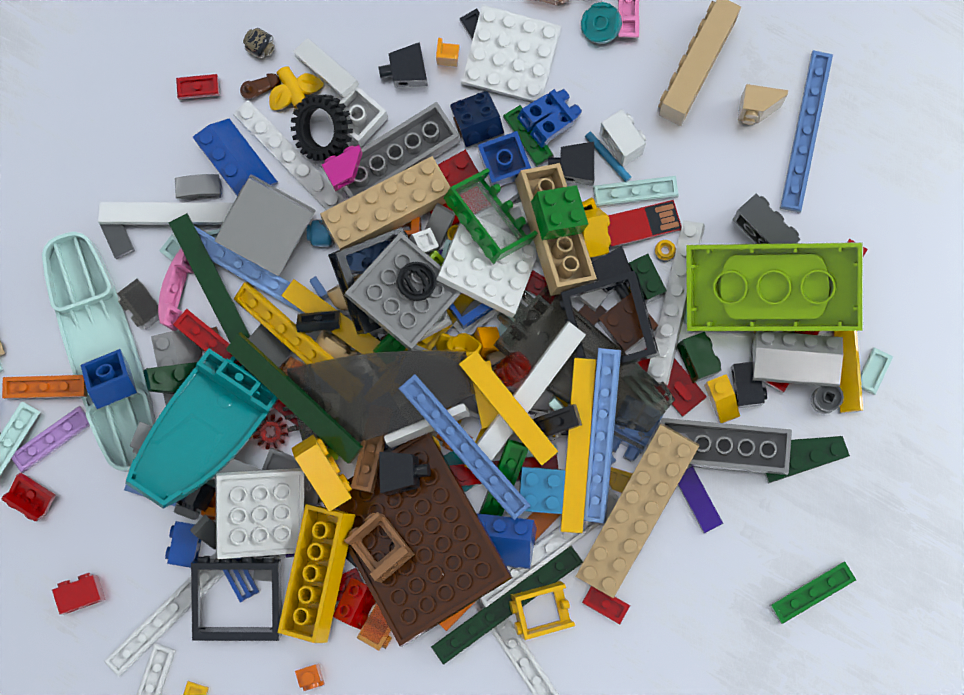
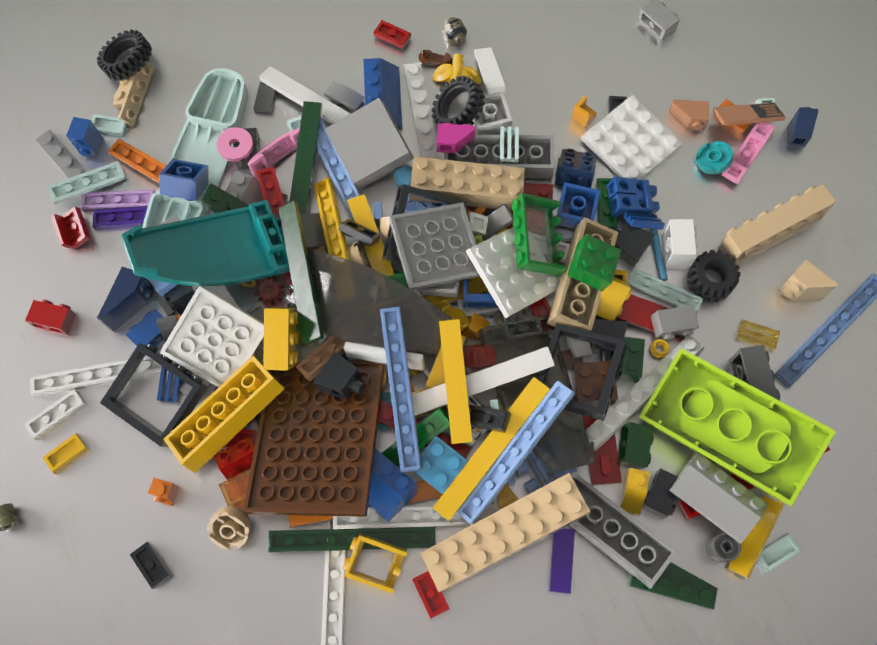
camera: 30 degrees right, 10 degrees down
(67, 454) = (119, 217): none -> dark purple tile
(122, 301) = (235, 135): none -> bright pink tile
(140, 528) = (125, 298): none -> dark blue slope
(391, 124) = (509, 131): none -> light aqua tile
(393, 560) = (276, 443): medium nougat window -> none
(394, 667) = (229, 527): none -> tan cylinder
(405, 67) = (547, 104): black torso -> none
(417, 267) = (455, 232): black piece -> none
(575, 133) = (644, 220): none -> blue tile
(663, 218) = (674, 322): none -> light grey brick
(671, 132) = (723, 266): none -> black tyre
(727, 183) = (741, 334): none -> clear yellow tile

